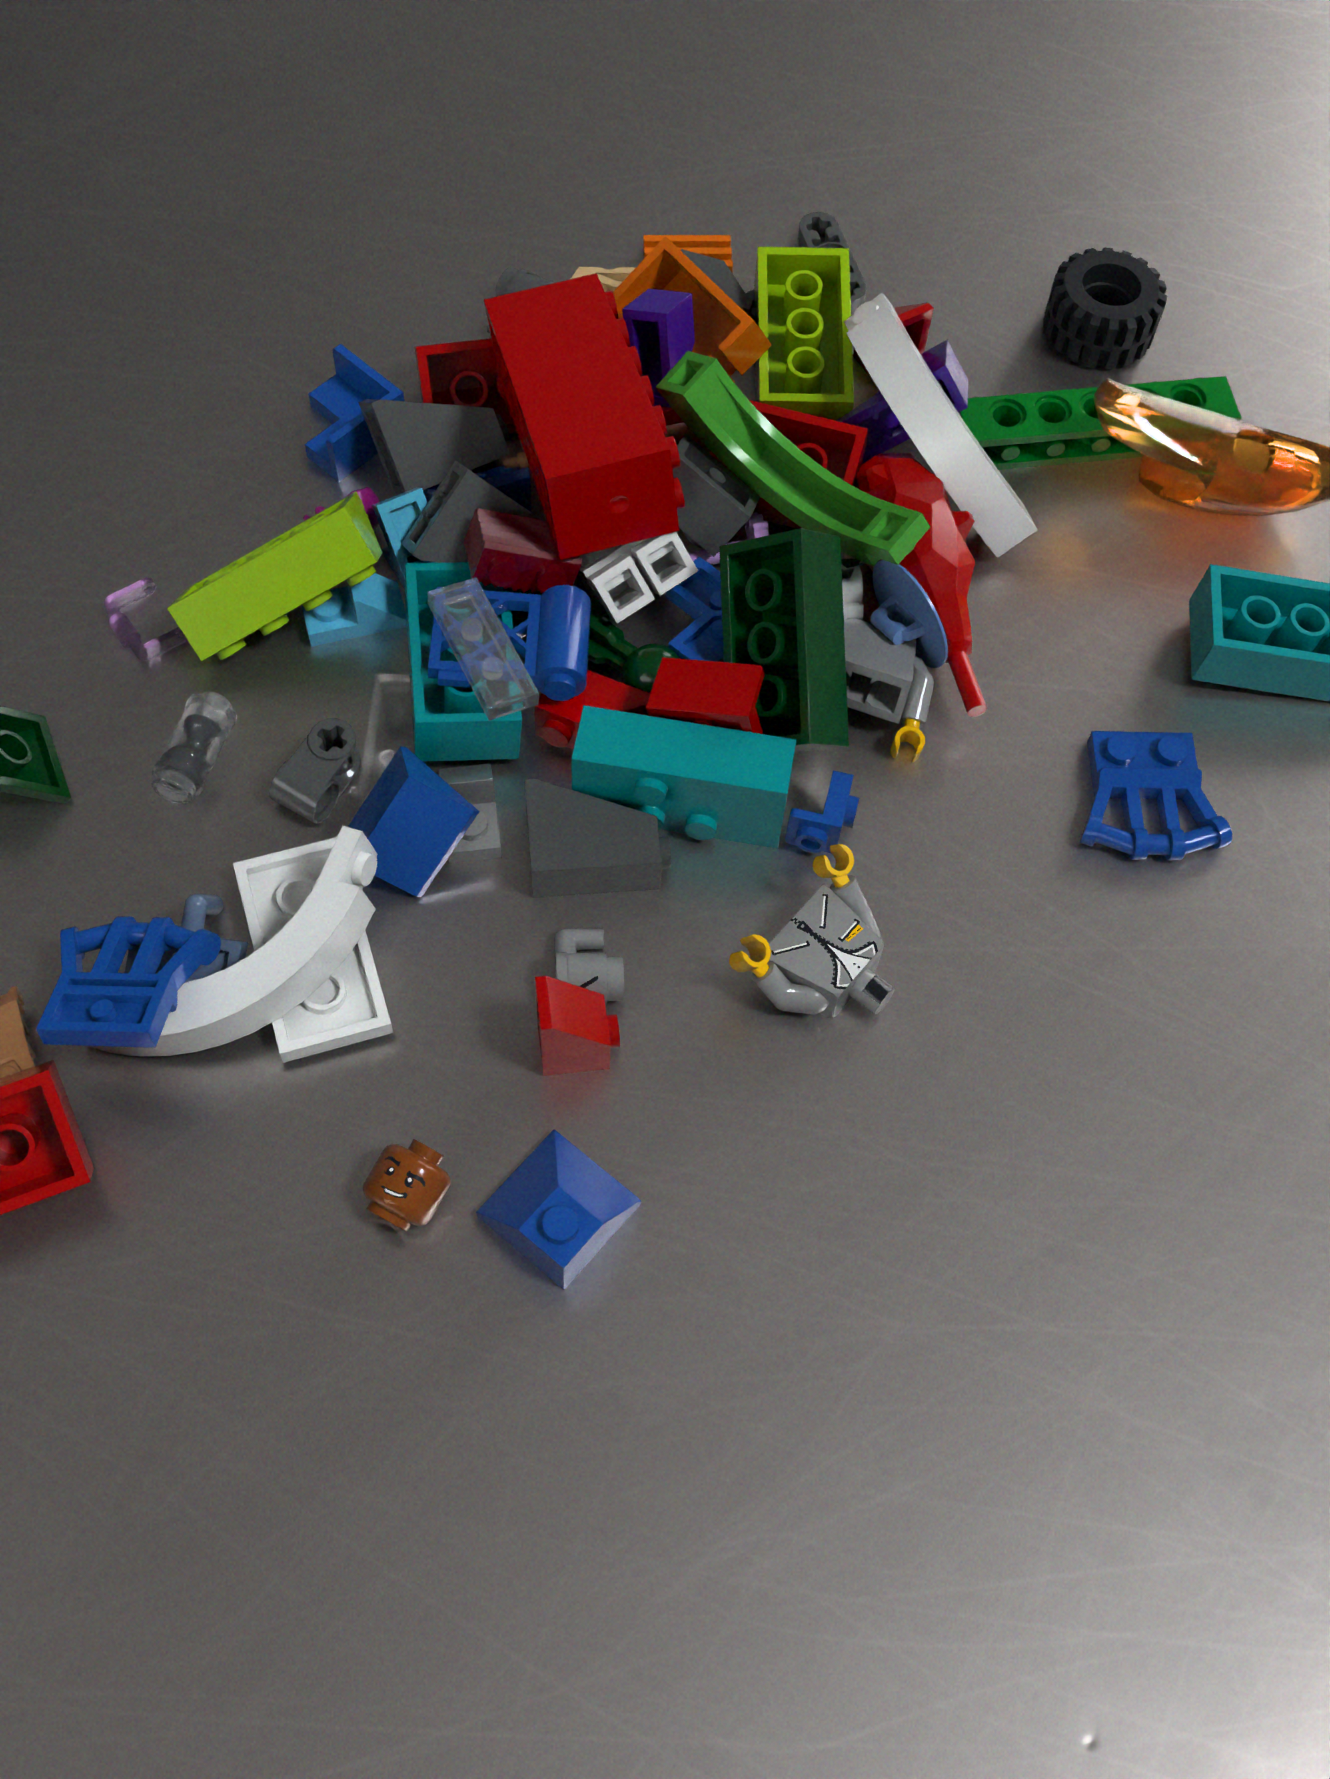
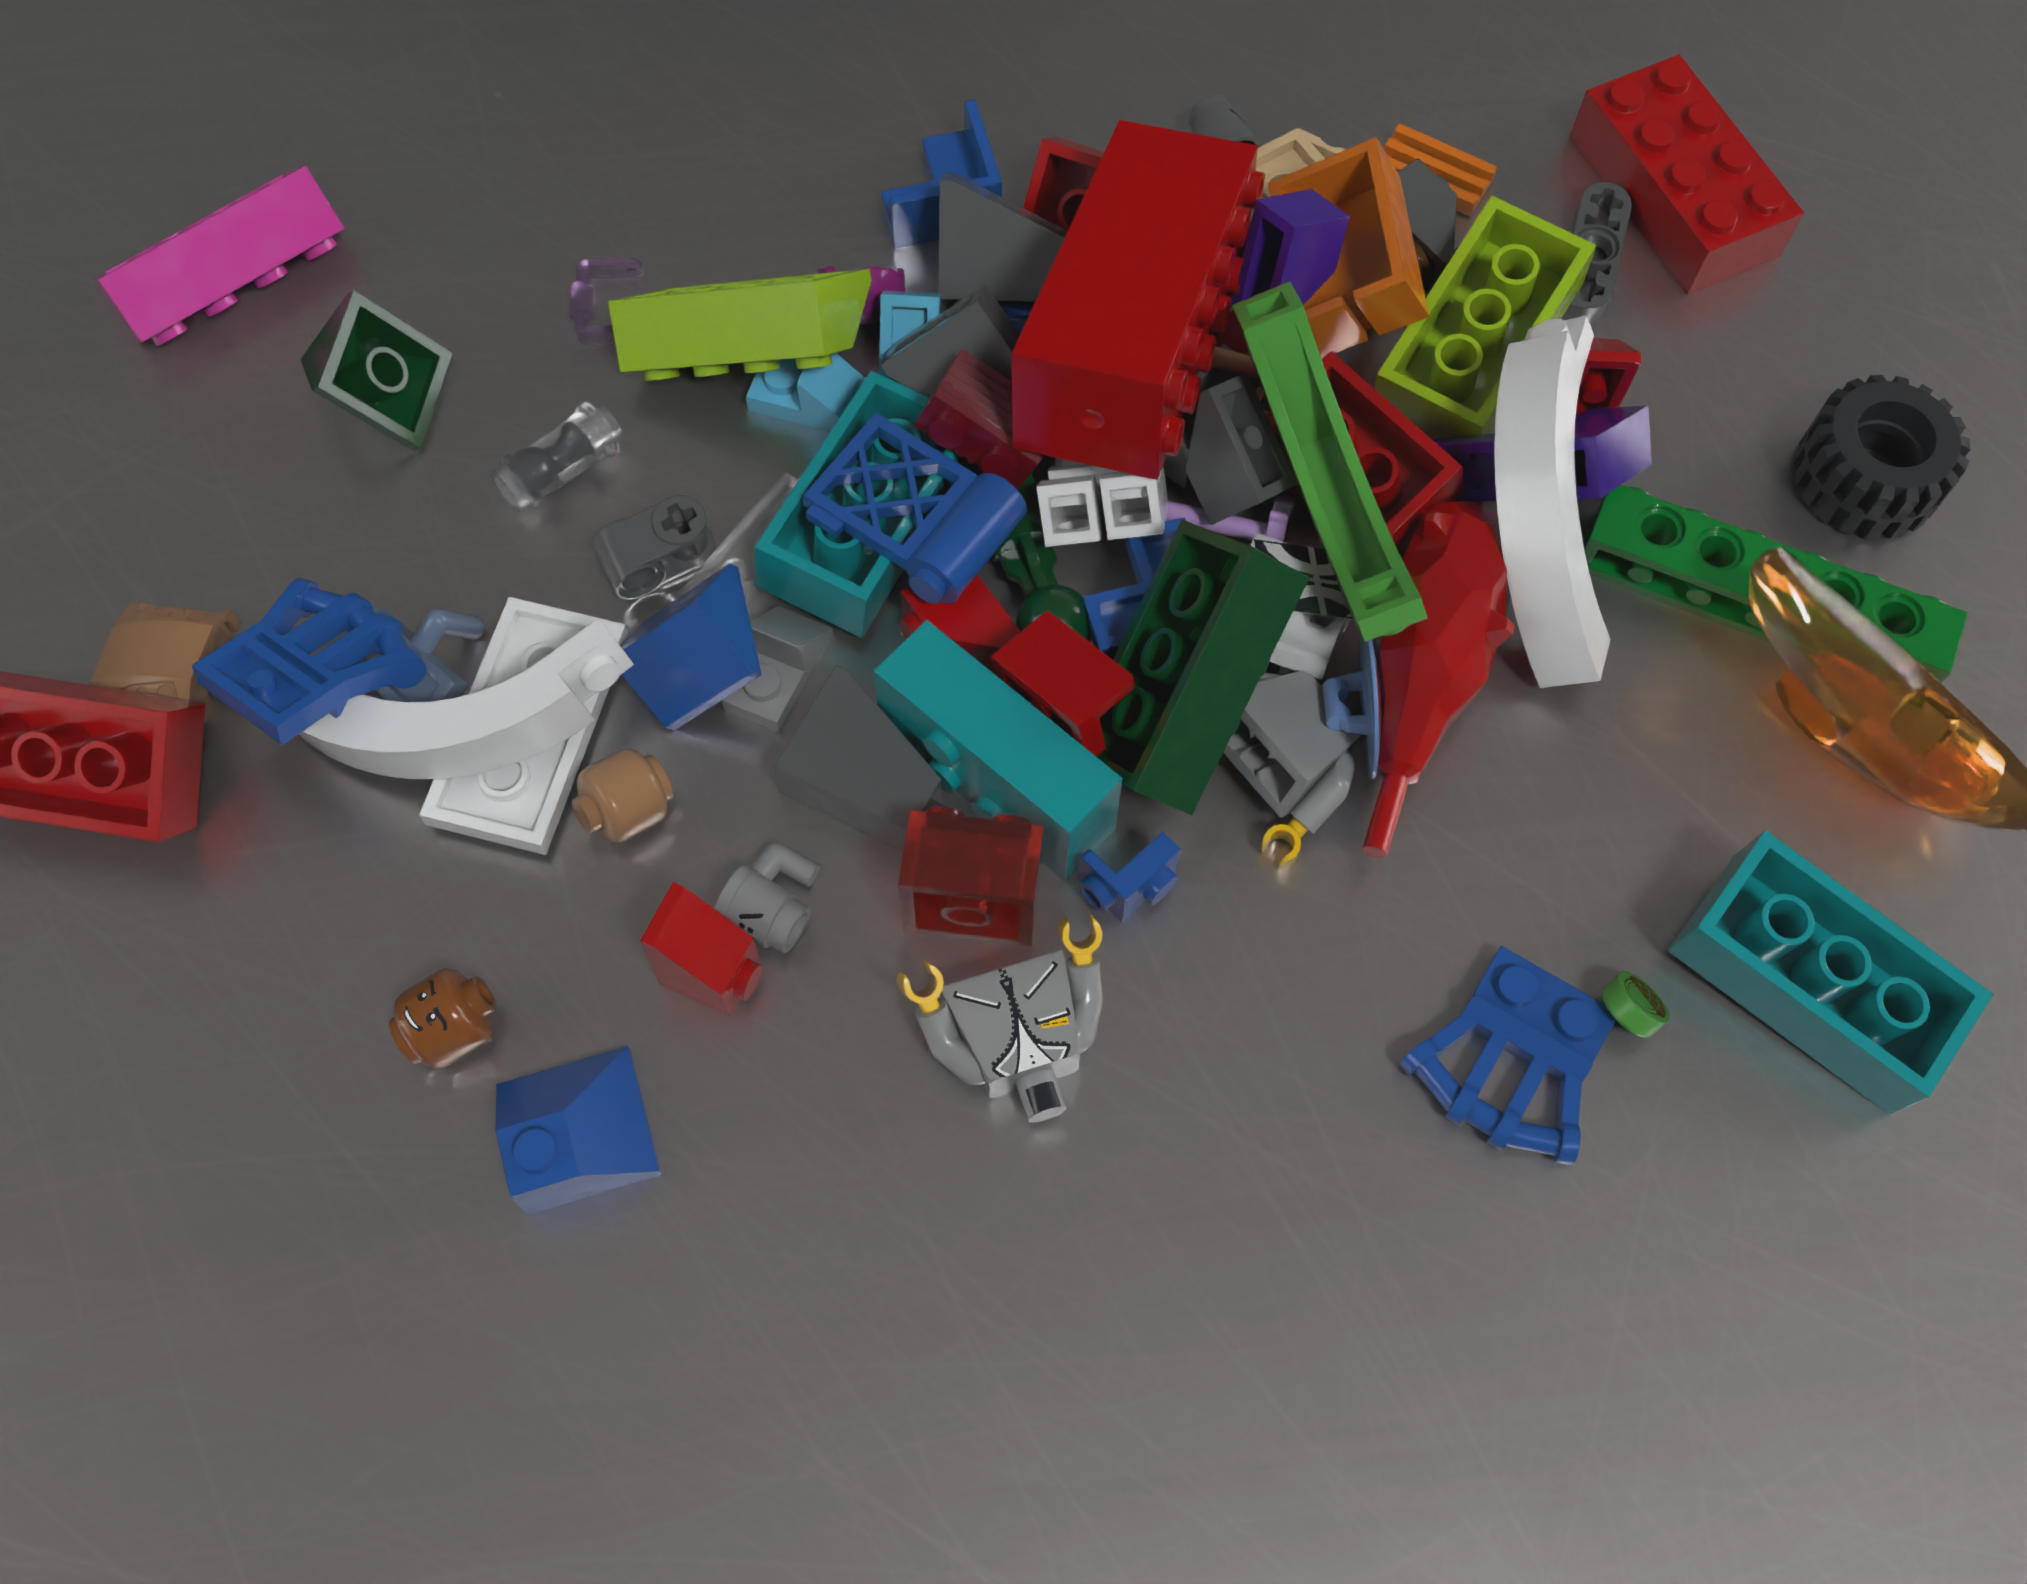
camera: 35 degrees right, 5 degrees up
(425, 956) = (622, 795): none -> medium nougat head
(483, 648) = (868, 504): clear tile -> none
(728, 869) = (971, 876): none -> clear red brick
(867, 185) = (1689, 173): none -> red brick
(1198, 722) = (1635, 1004): none -> bright green tile

